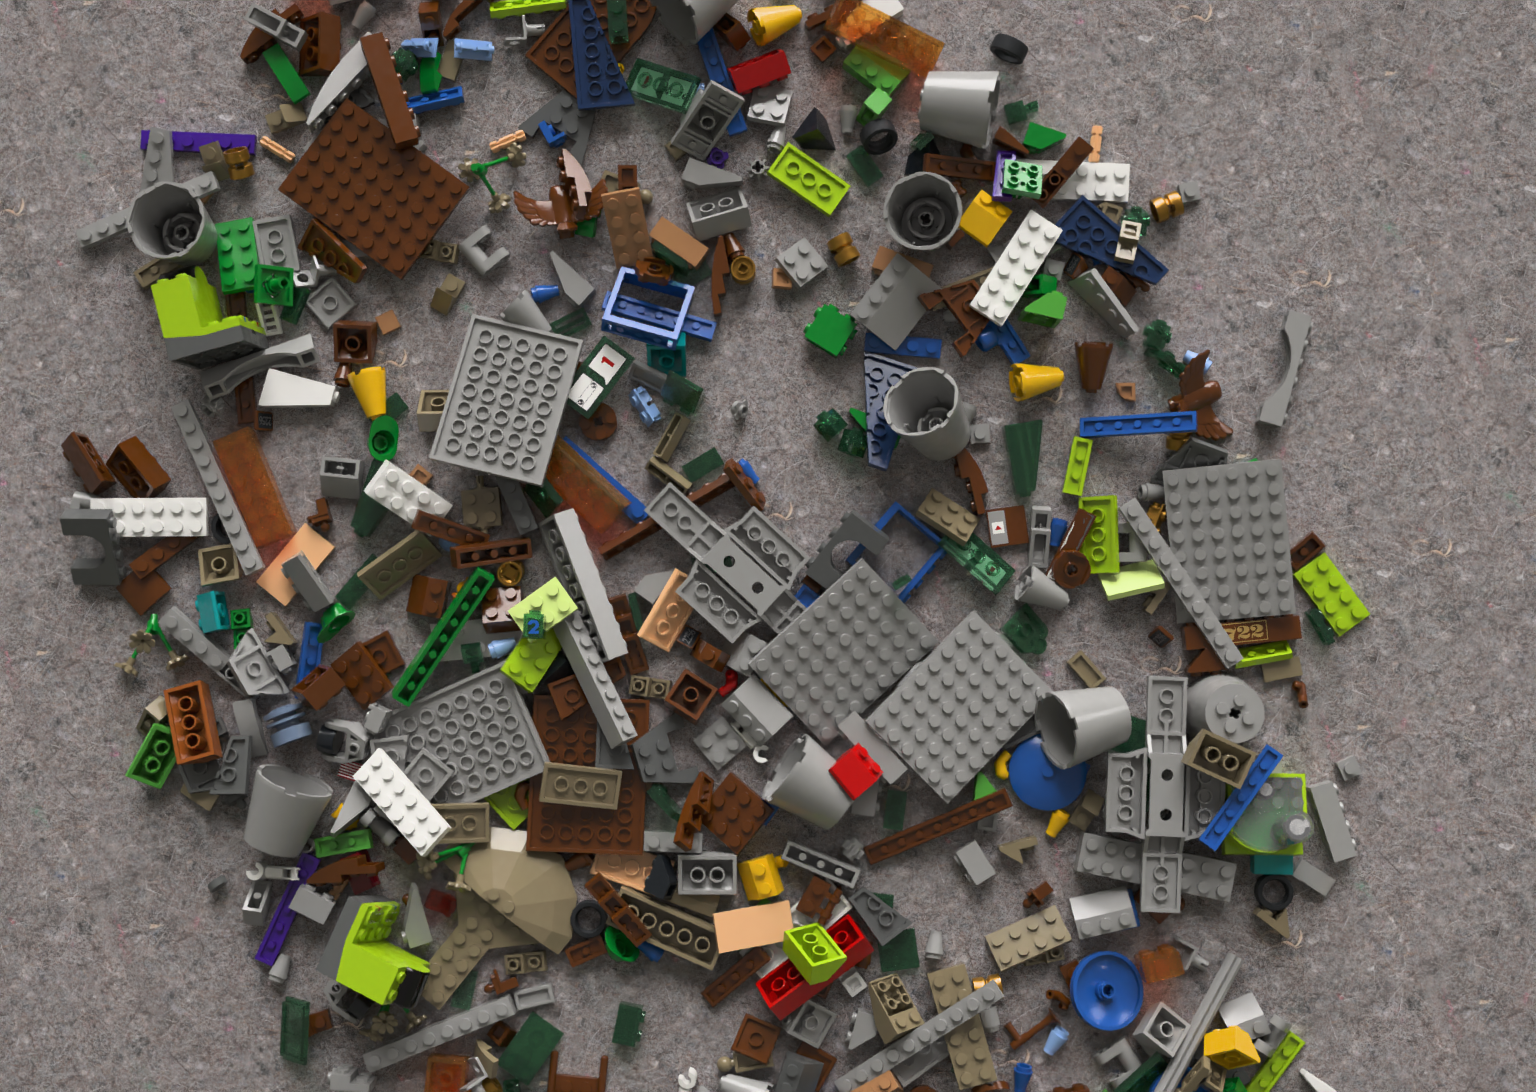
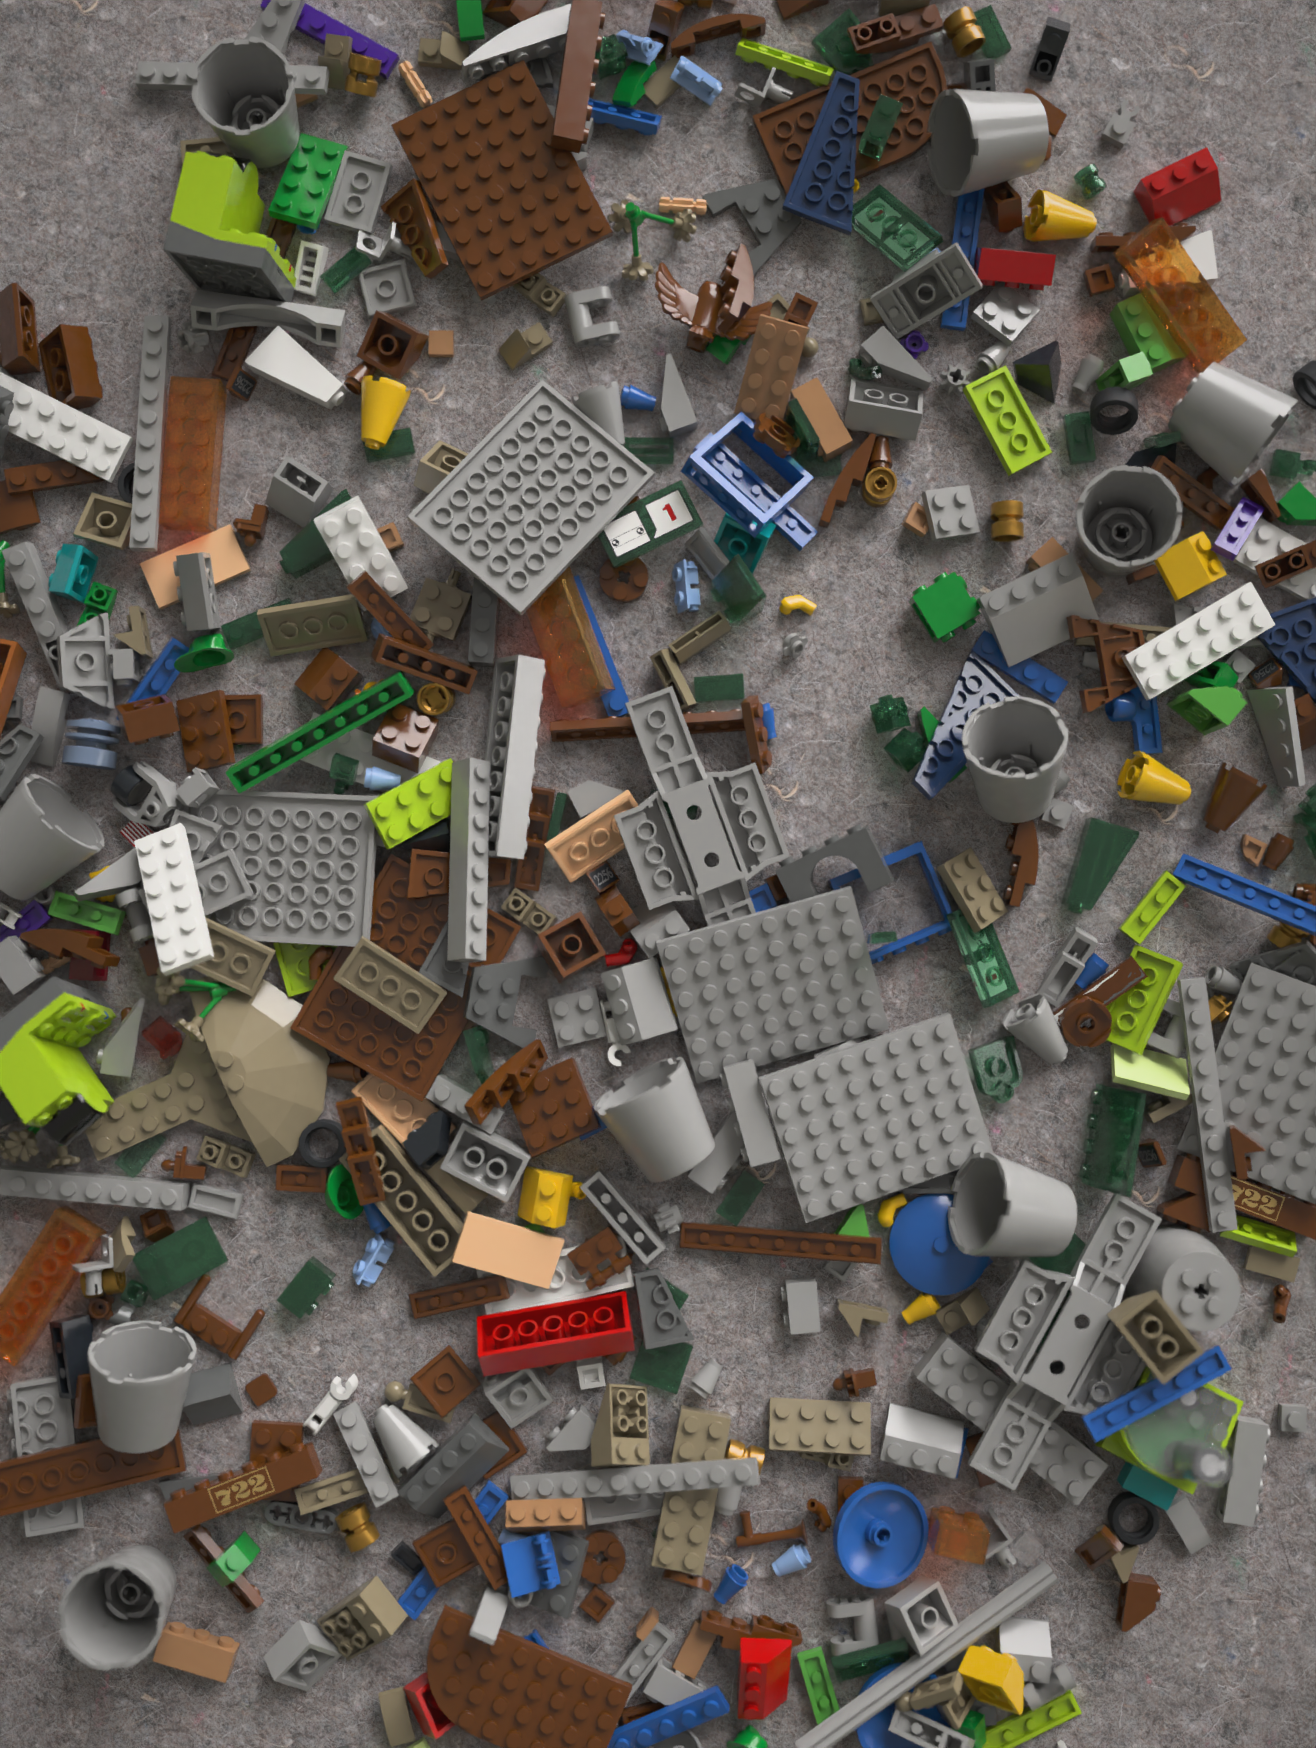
camera: 25 degrees right, 0 degrees up
(279, 287) = (344, 230): green plate -> none
(383, 438) = (368, 471): green piece -> none
(534, 625) = (430, 771): clear green brick -> none
(544, 497) = (518, 631): clear green tile -> none
(549, 132) = (735, 228): blue bracket -> none
(550, 600) = (450, 759): yellowish green plate -> none
(662, 990) = (366, 1269): none -> light blue hinge
(693, 195) = (855, 368): none -> clear green arm
(726, 378) = (796, 602): none -> yellow arm
(813, 952) = (562, 1317): lime slope -> none
(855, 771) = (718, 1131): red slope -> none
(1007, 526) = (1035, 936): reddish brown tile -> none
(1020, 182) = (1258, 541): plate -> none
(1086, 670) = (1043, 1148): dark tan tile -> none
(1128, 639) = (1113, 1139): none -> clear green slope
(1144, 383) = (1278, 851): none -> reddish brown cone
(1216, 599) = (1242, 1144): none -> reddish brown slope
(1259, 924) = (1098, 1548): none -> reddish brown tile
(1303, 946) = (1136, 1600): none -> reddish brown slope

